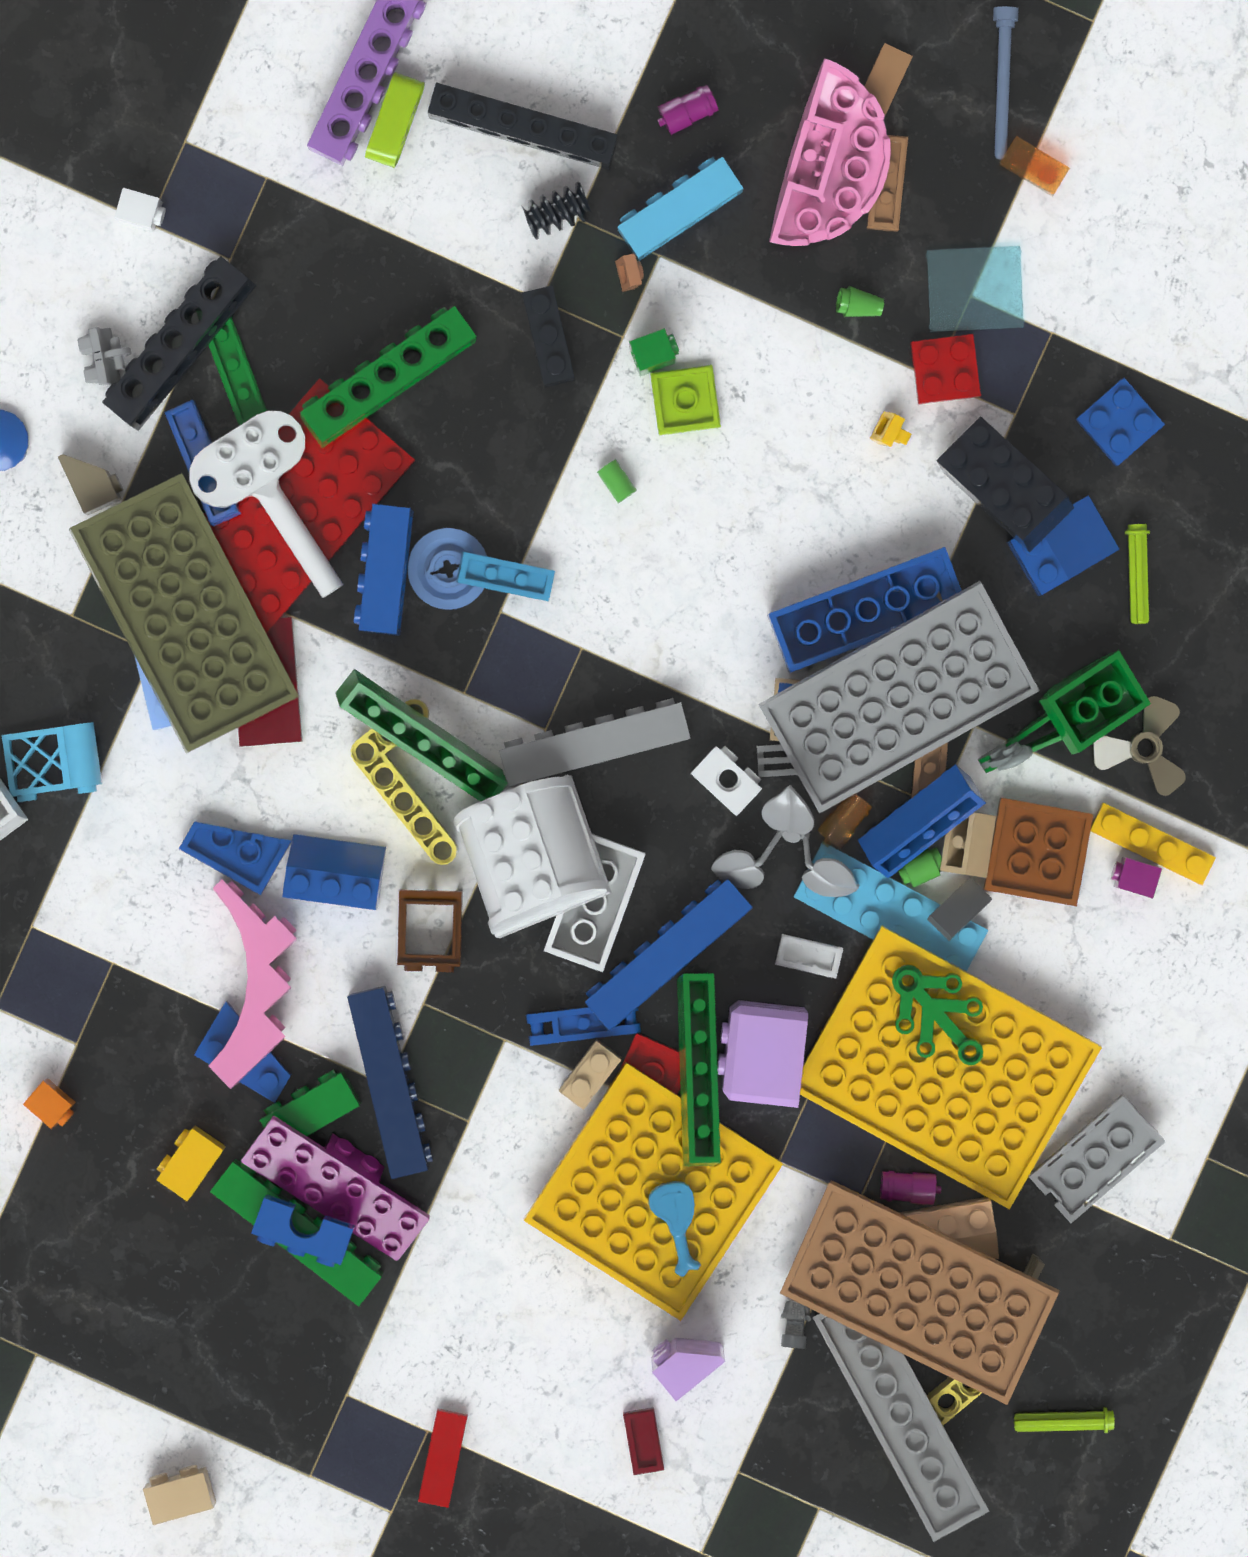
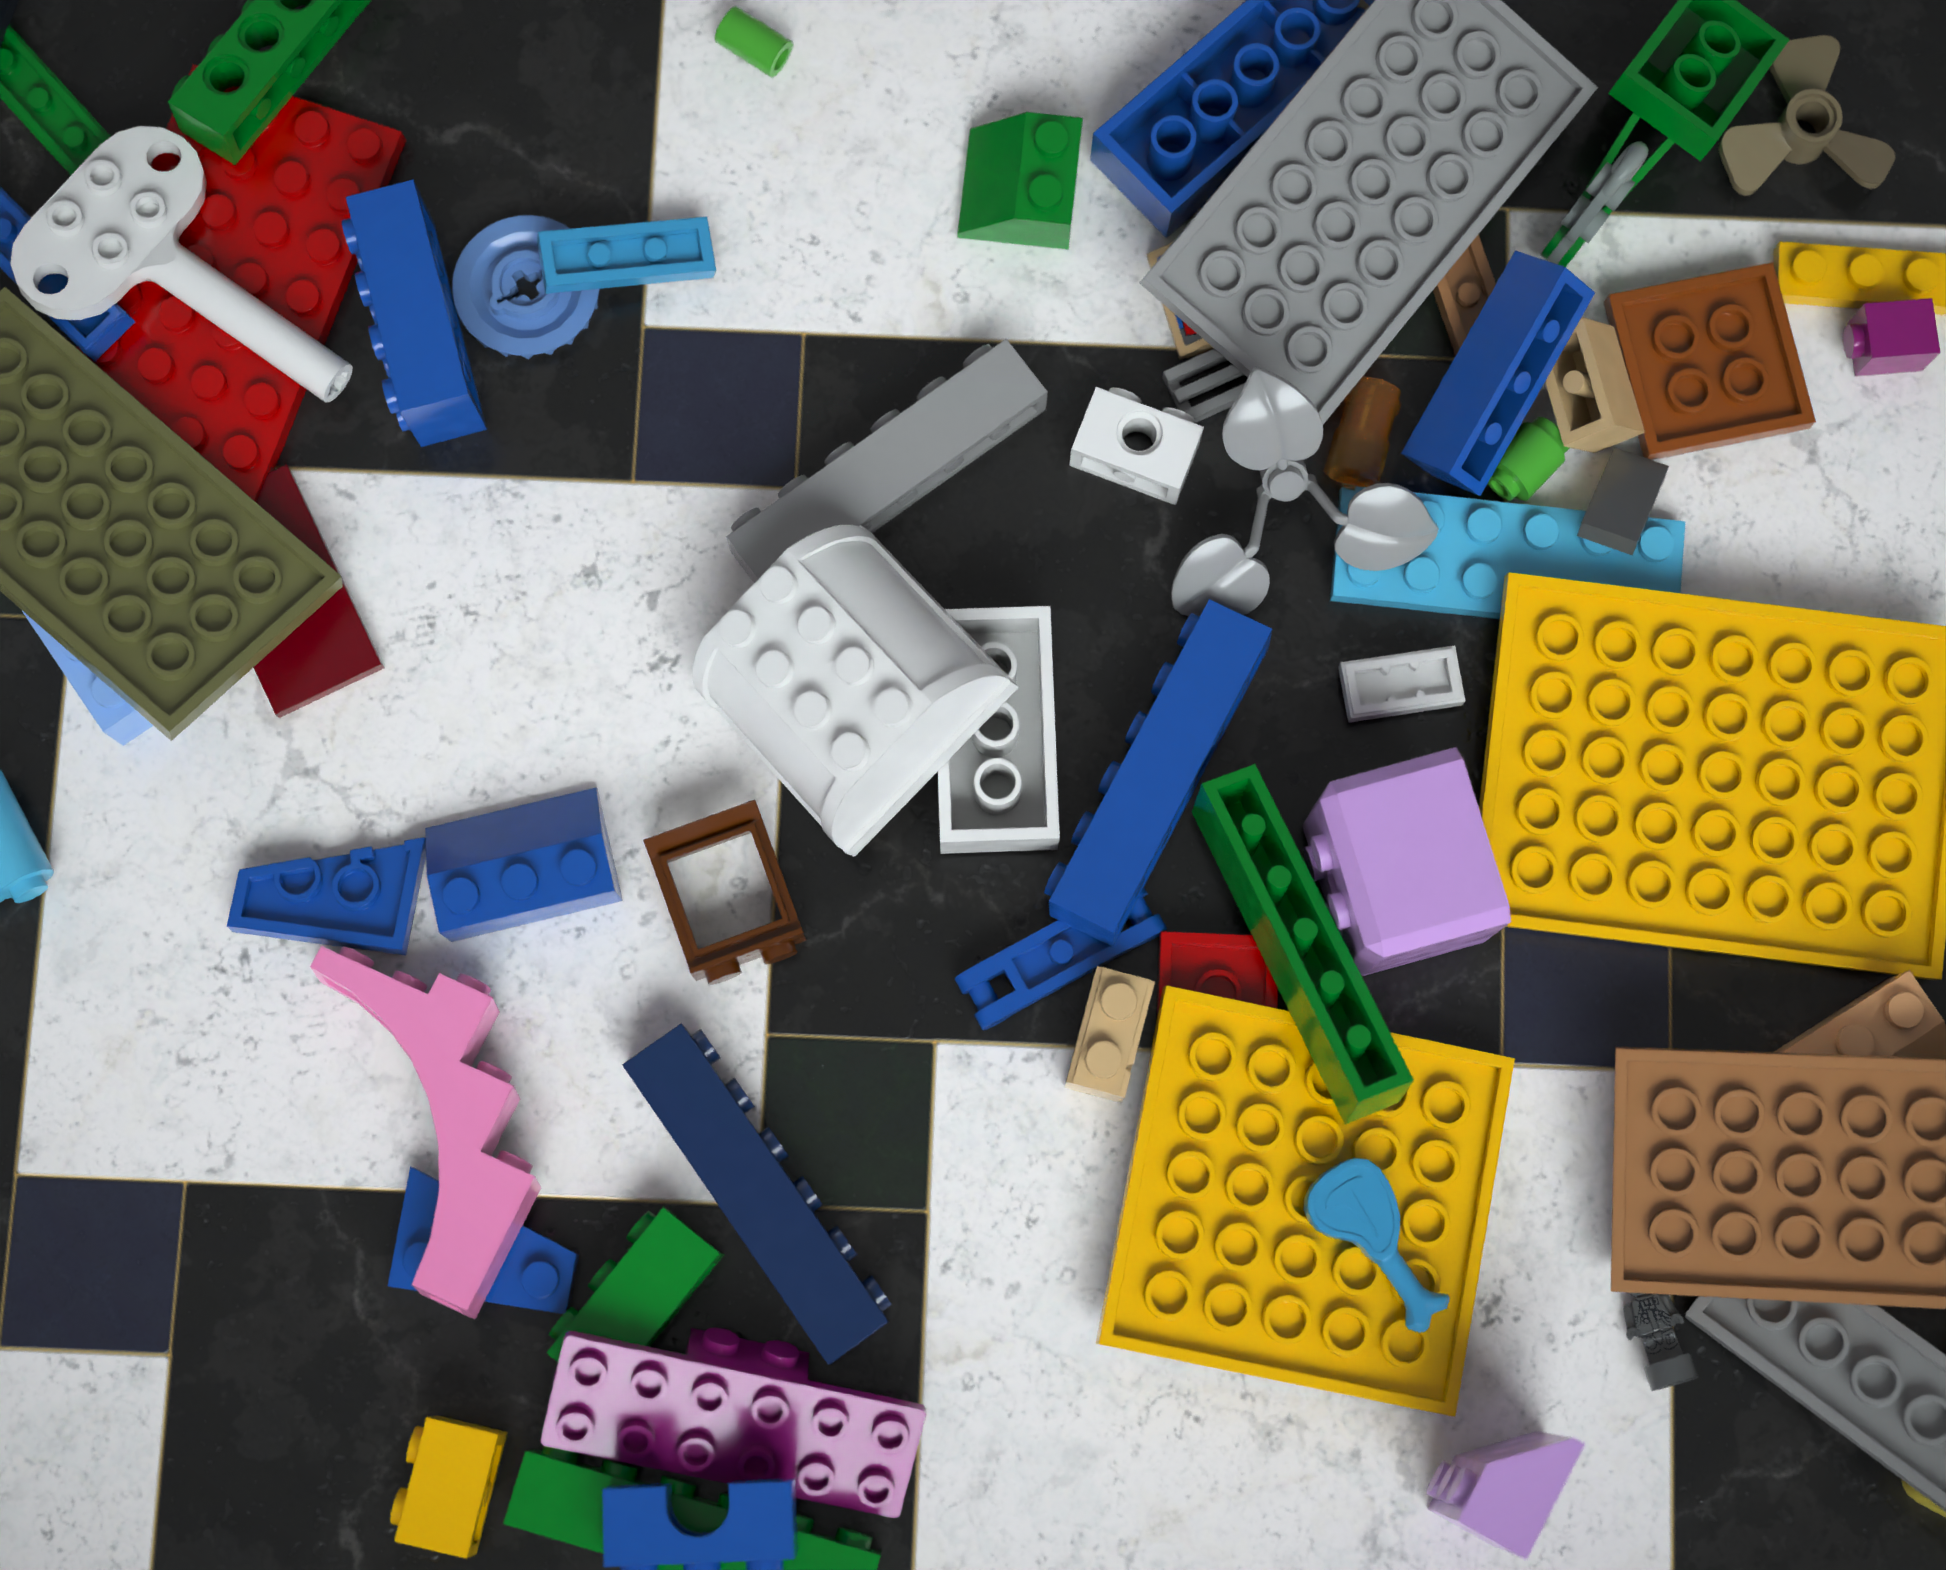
camera: 25 degrees left, 10 degrees down
(50, 1104) = (153, 1482): orange brick -> none
(399, 785) = (578, 667): light yellow beam -> none
(420, 737) = (569, 550): green brick -> none
(724, 614) = (1021, 180): none -> green slope
(912, 1188) = (1750, 1012): magenta piece -> none
(935, 1010) = (1663, 677): green plant -> none

